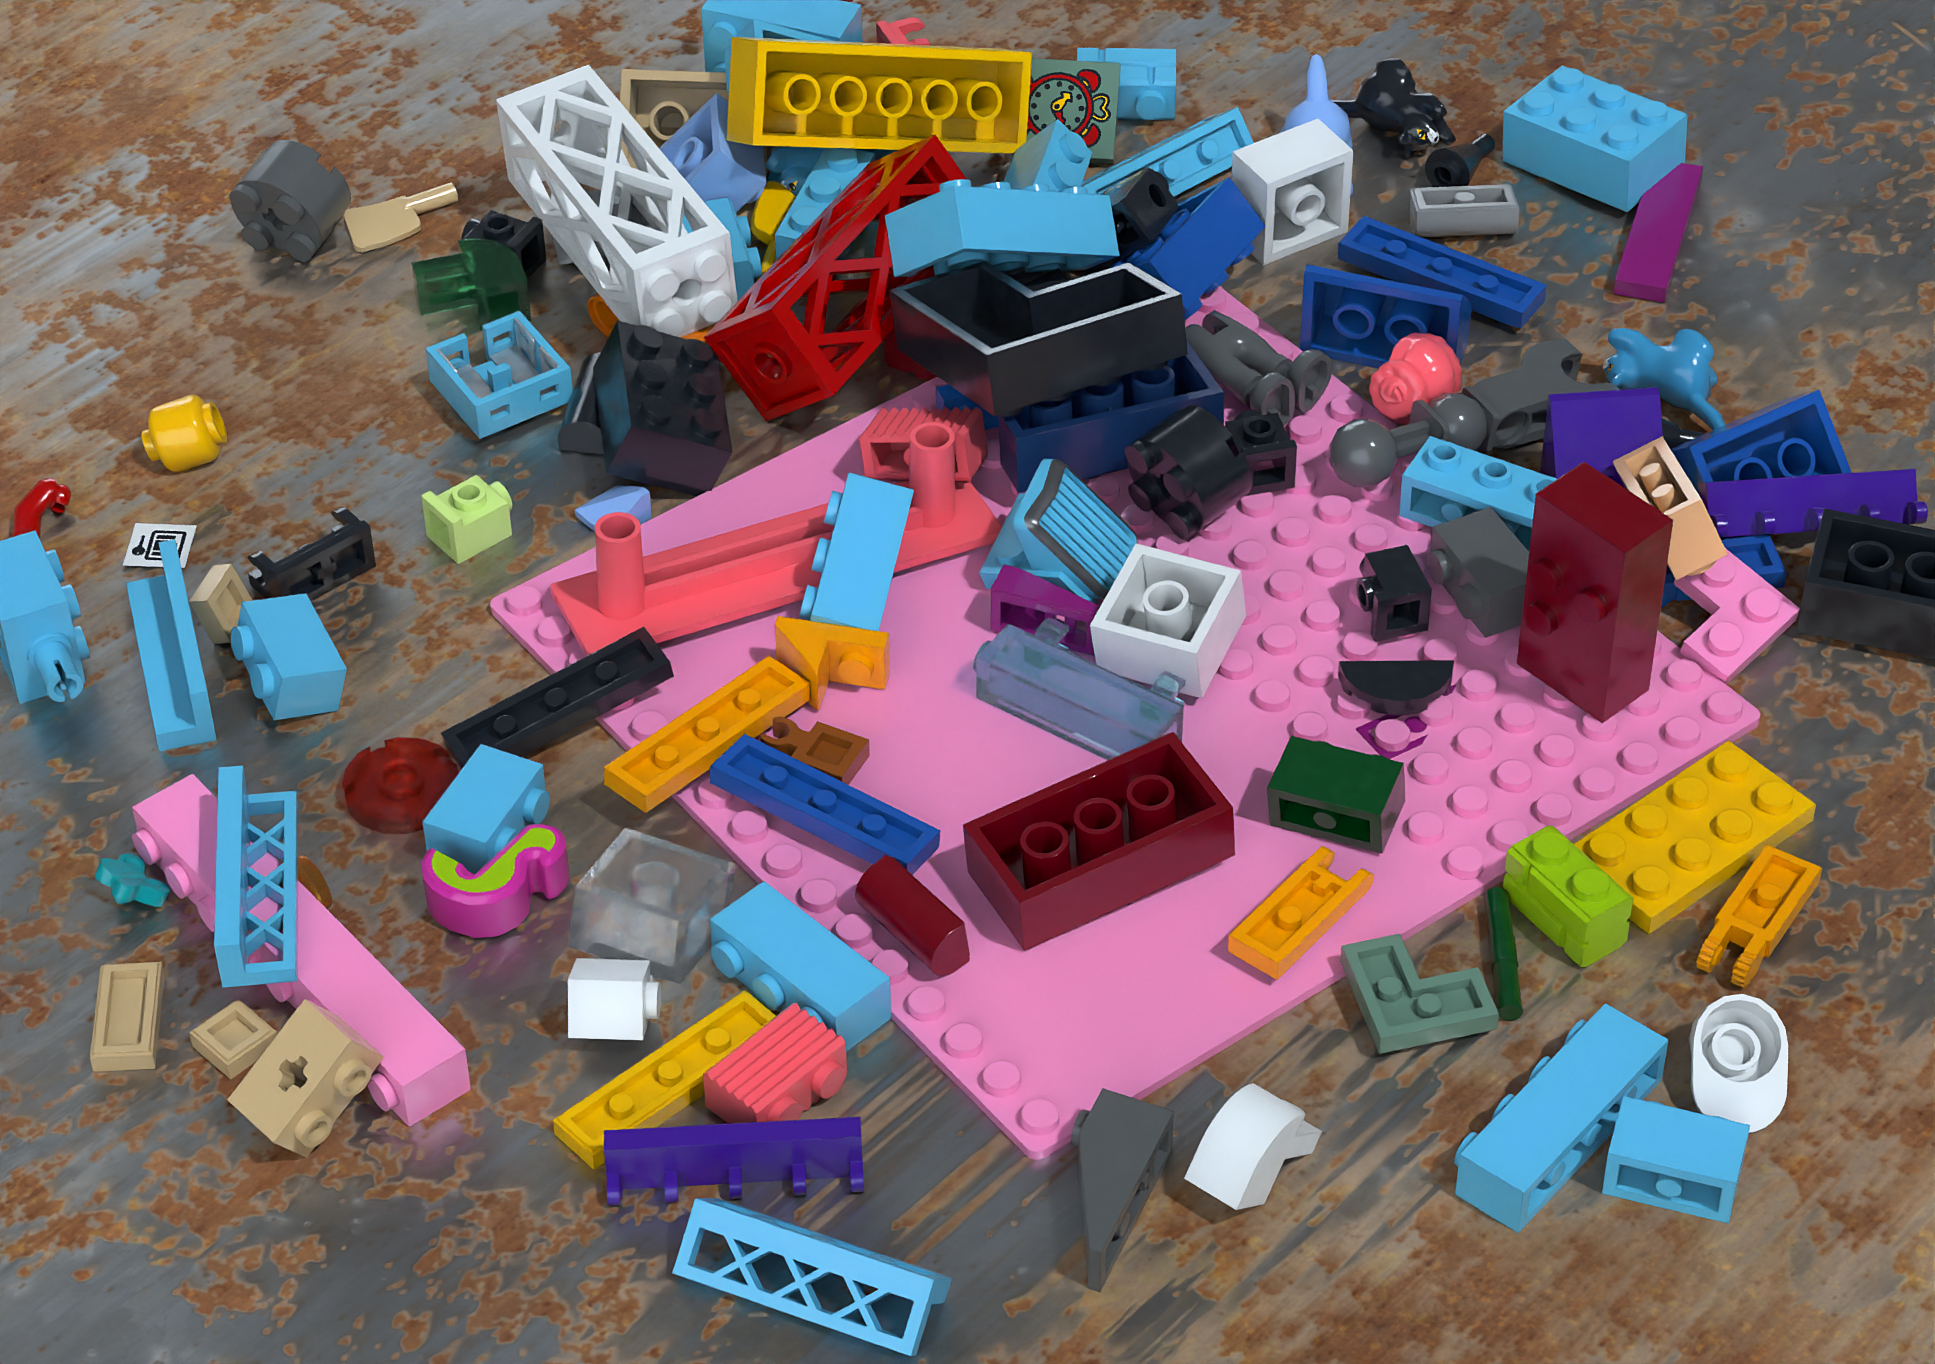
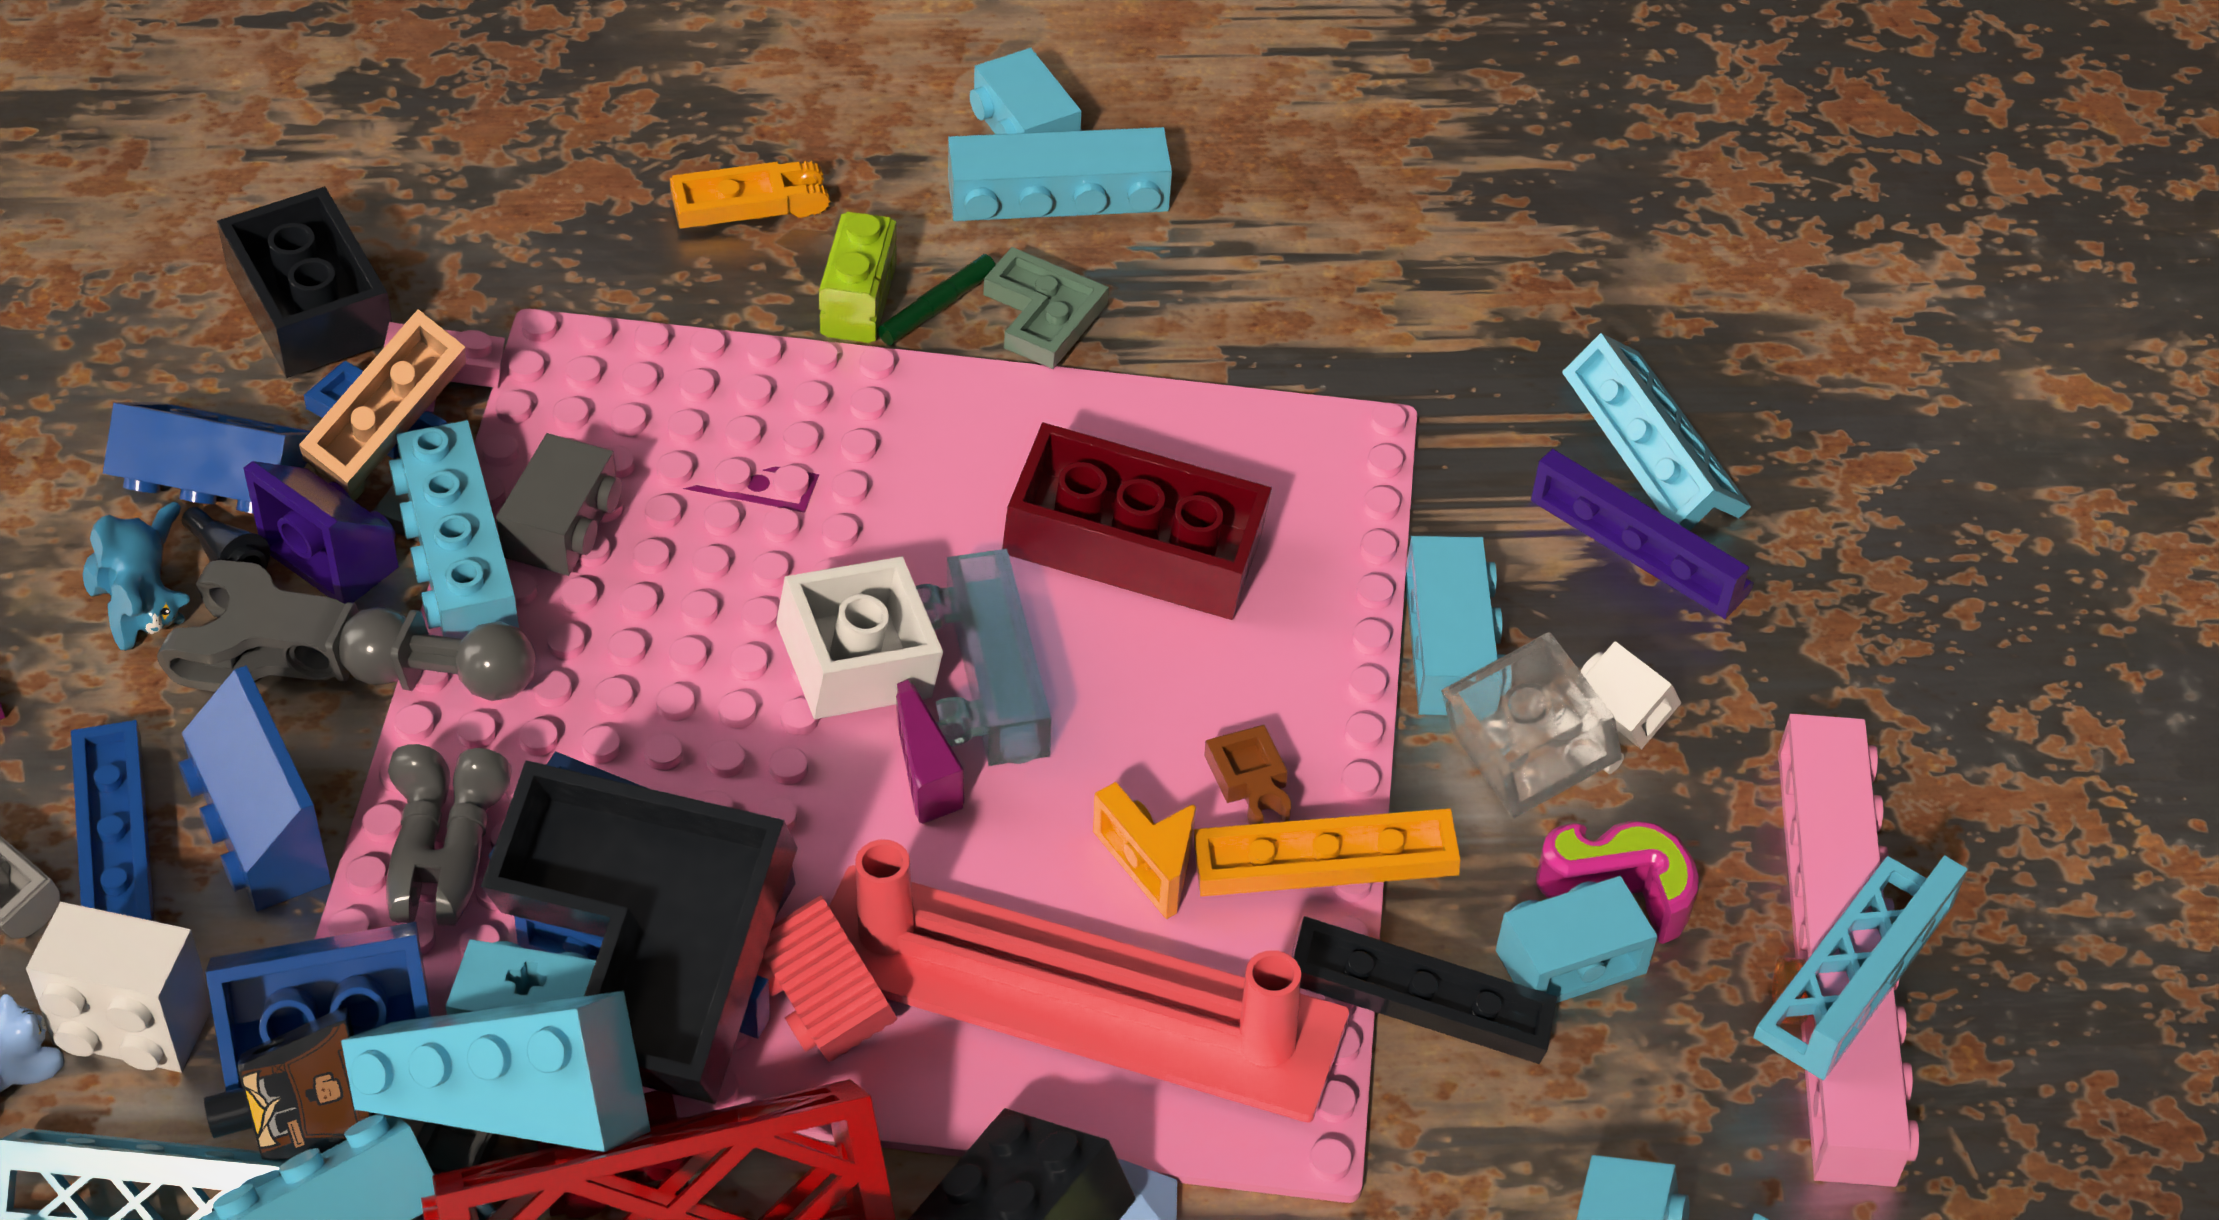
camera: 140 degrees left, 5 degrees up
(127, 1017) = (2025, 1007): tan tile -> none
(129, 882) = (1943, 1125): teal piece -> none
(233, 1038) = (1961, 928): tan tile -> none
(306, 1078) = (1936, 783): tan brick -> none
(397, 784) = (1612, 1056): clear red tile -> none
(661, 1081) = (1654, 636): yellow tile -> none
(777, 1070) = (1553, 564): coral brick -> none
(823, 805) = (1301, 719): blue plate -> none
(860, 555) = (1041, 878): medium azure brick -> none
(914, 916) = (1332, 585): dark red brick -> none
(1062, 535) = (840, 793): medium azure piece -> none
(1119, 1163) = (1388, 339): dark grey slope -> none
(1187, 470) = (667, 734): black brick -> none
(1248, 1146) = (1283, 271): white brick -> none
(1262, 440) = (564, 727): black brick -> none
(1297, 914) = (1048, 395): light orange hinge -> none
(1336, 794) = (915, 438): dark green brick -> none
(1394, 593) = (650, 541): black brick -> none
(1396, 685) = (742, 489): black tile -> none
(1417, 369) = (337, 707): coral hair -> none
(1593, 591) = (591, 322): dark red brick -> none
(1695, 833) = (700, 276): yellow plate -> none
(1739, 1061) = (901, 127): white cap -> none
(1799, 501) = (245, 388): dark purple hinge -> none

